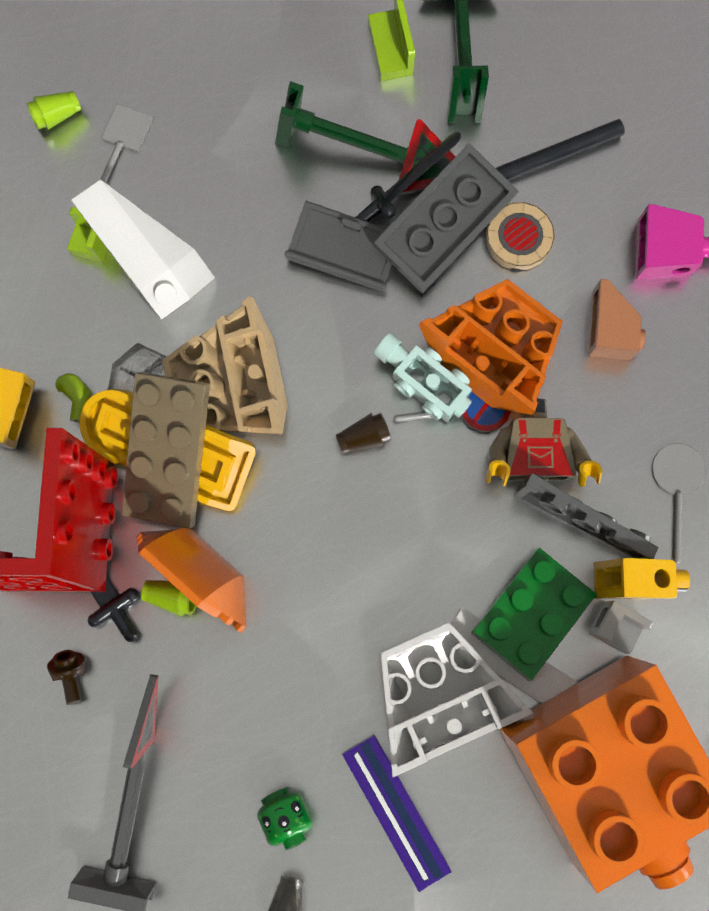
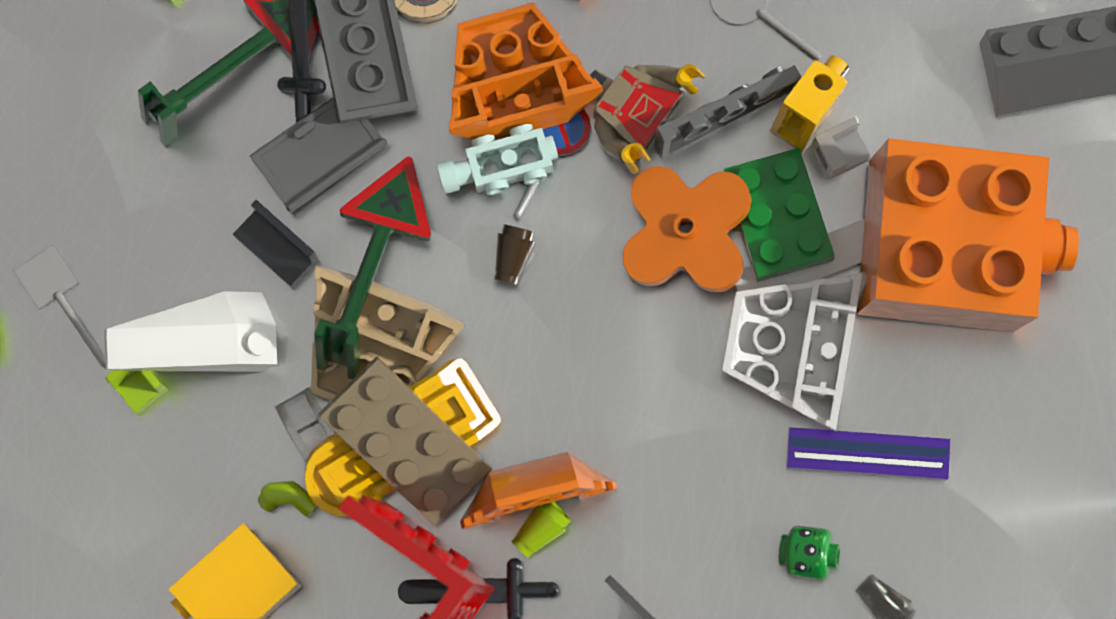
camera: 55 degrees left, 0 degrees up
(254, 263) = (276, 245): none -> black panel
(336, 322) = (390, 206): none -> dark green piece
(463, 576) = (706, 250): none -> orange plant

